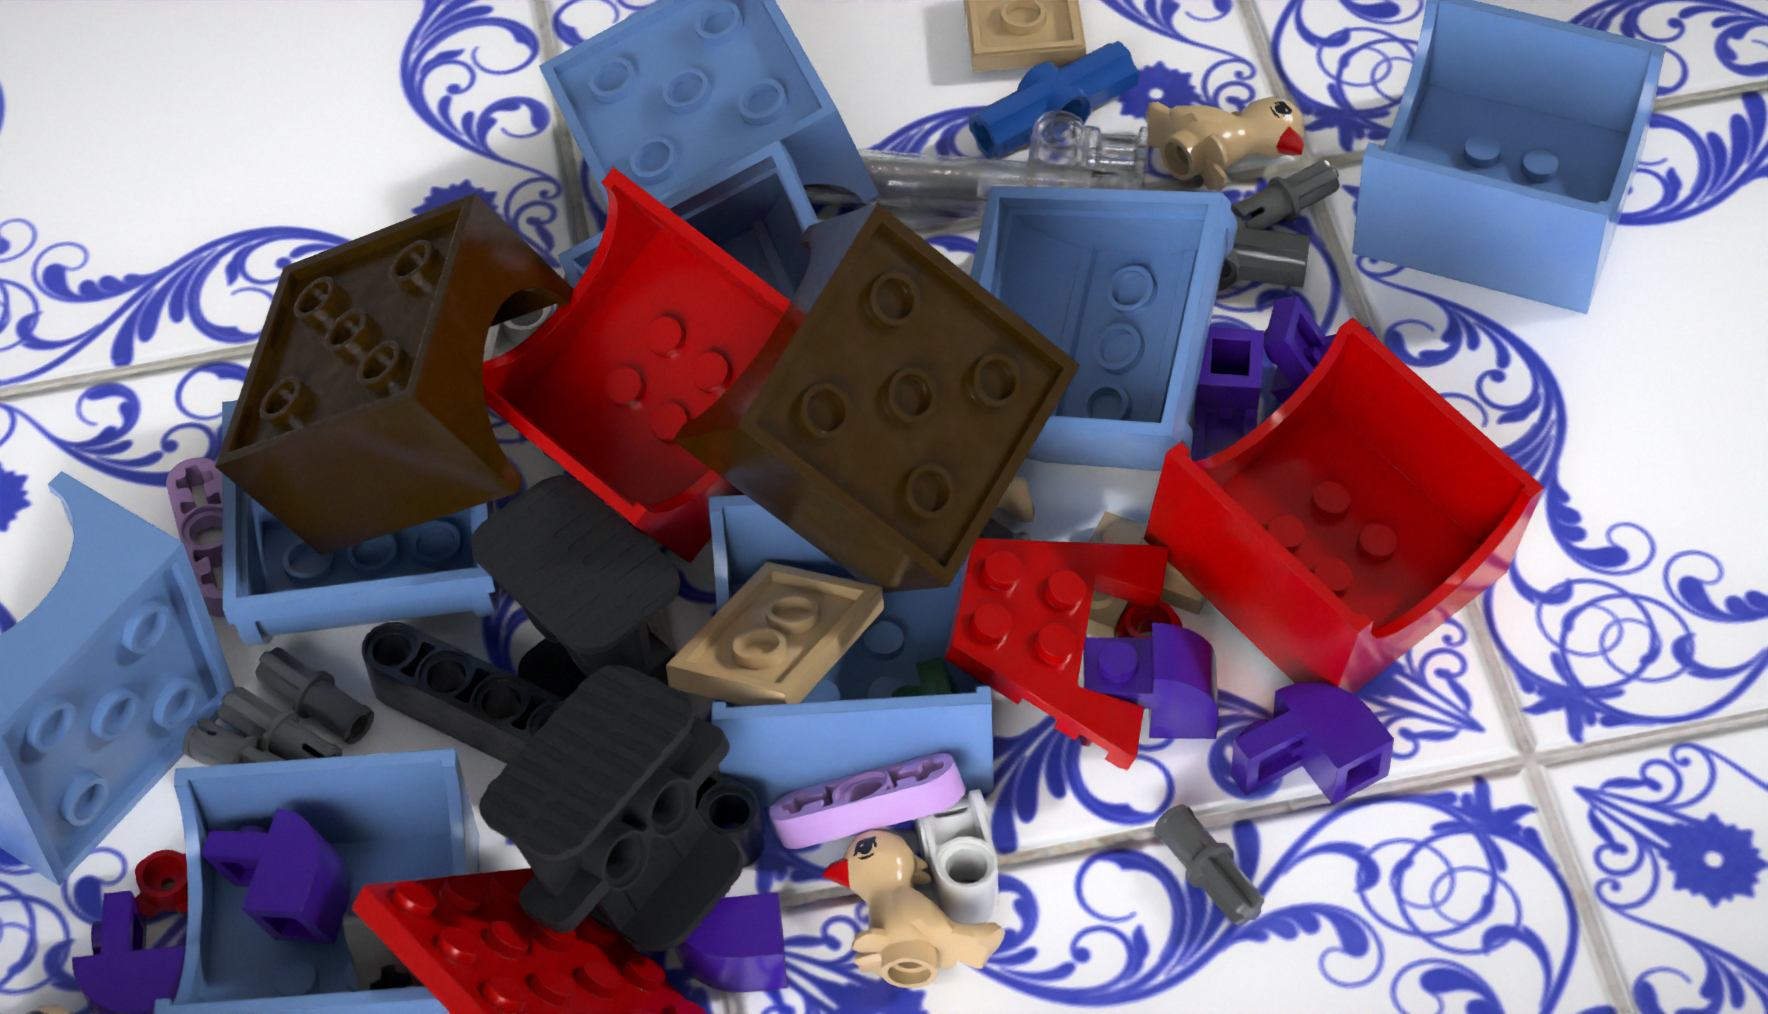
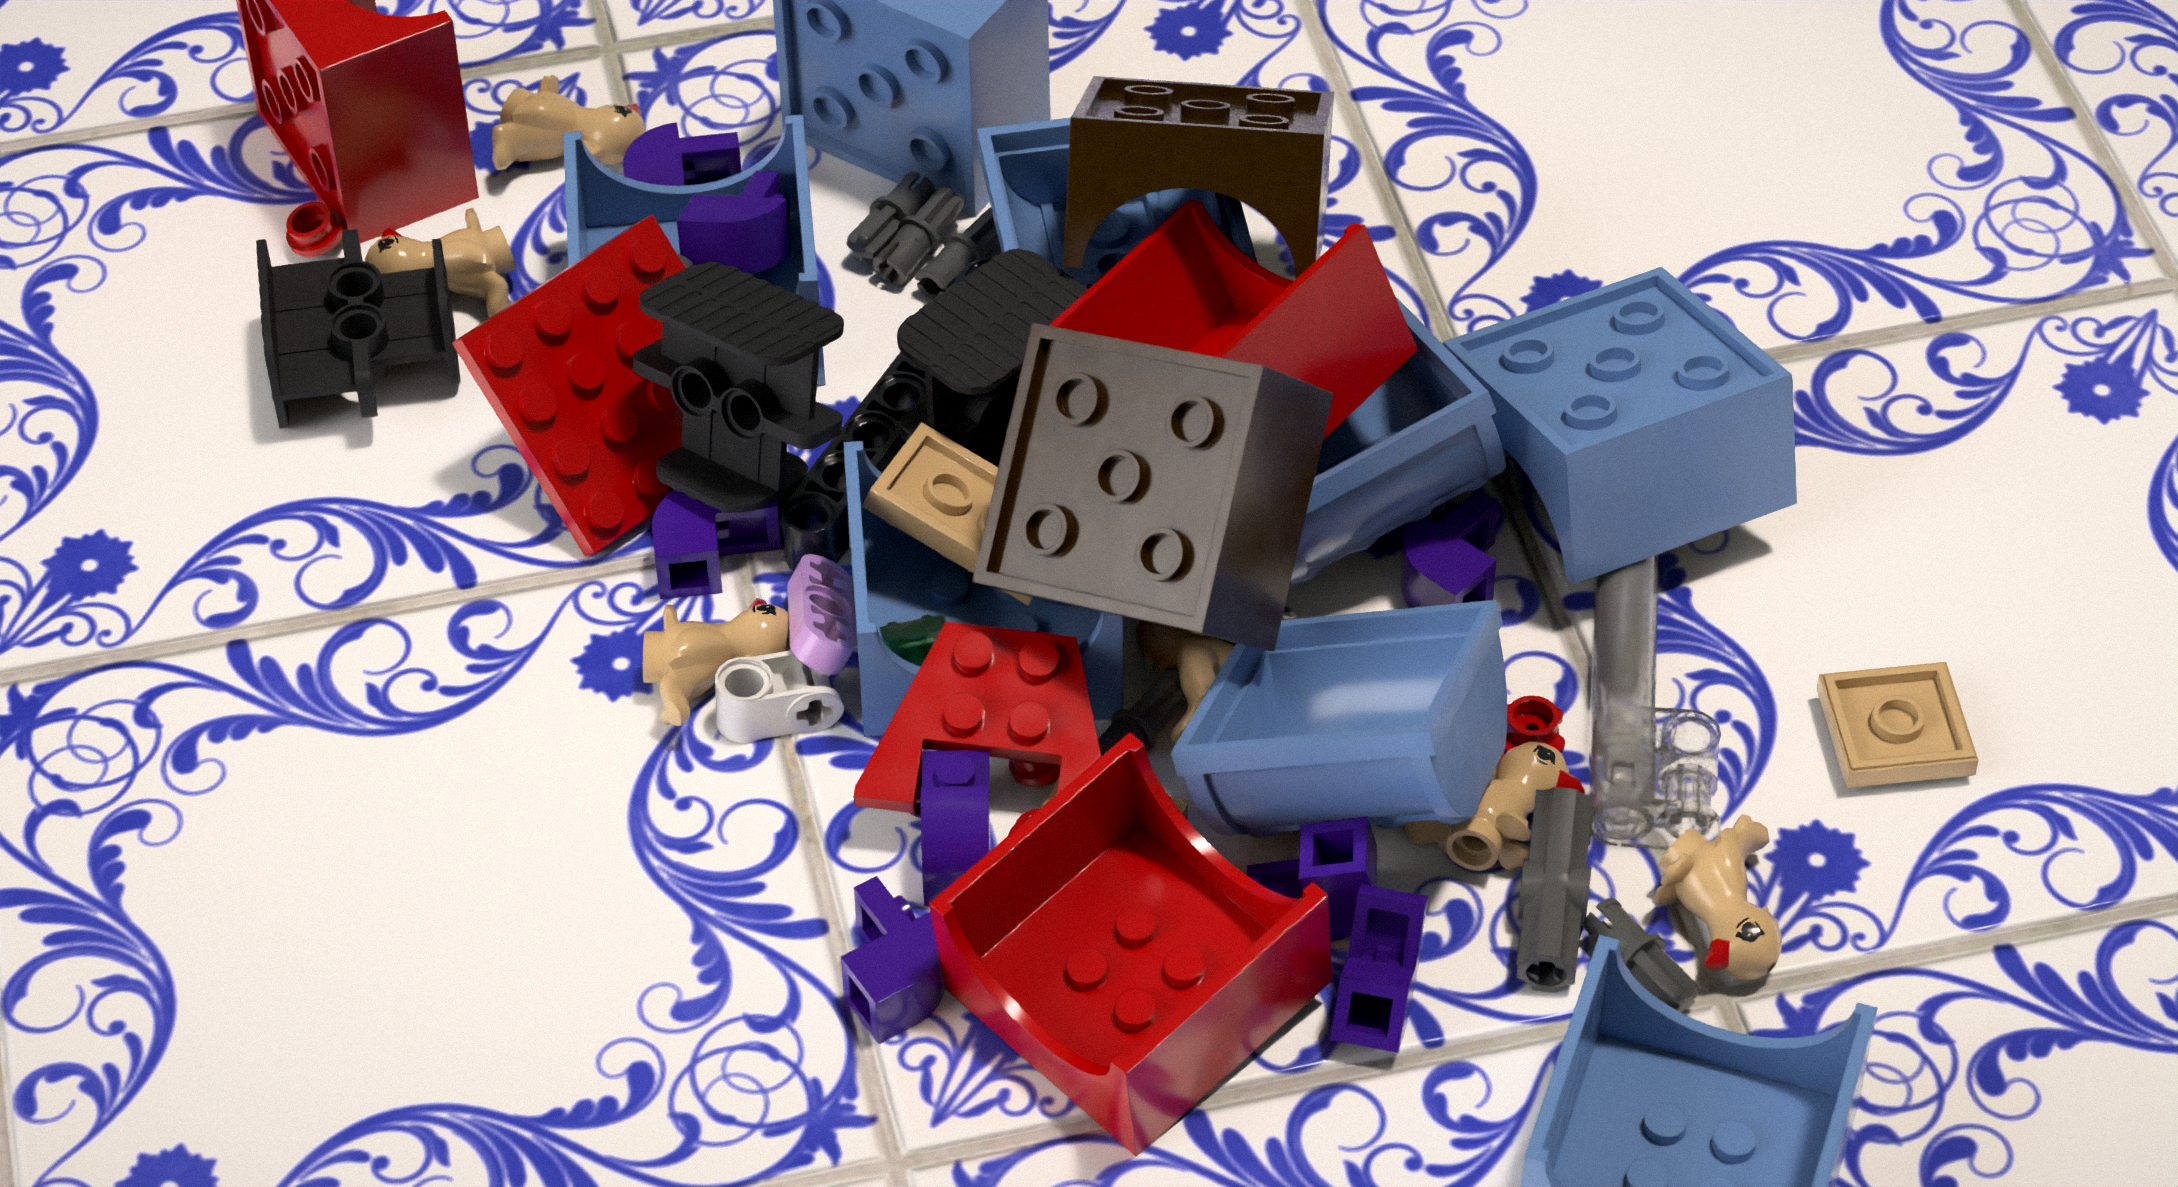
camera: 85 degrees right, 5 degrees down
(1047, 88) = (1772, 752): blue piece -> none
(1209, 865) = (760, 882): dark grey axle -> none

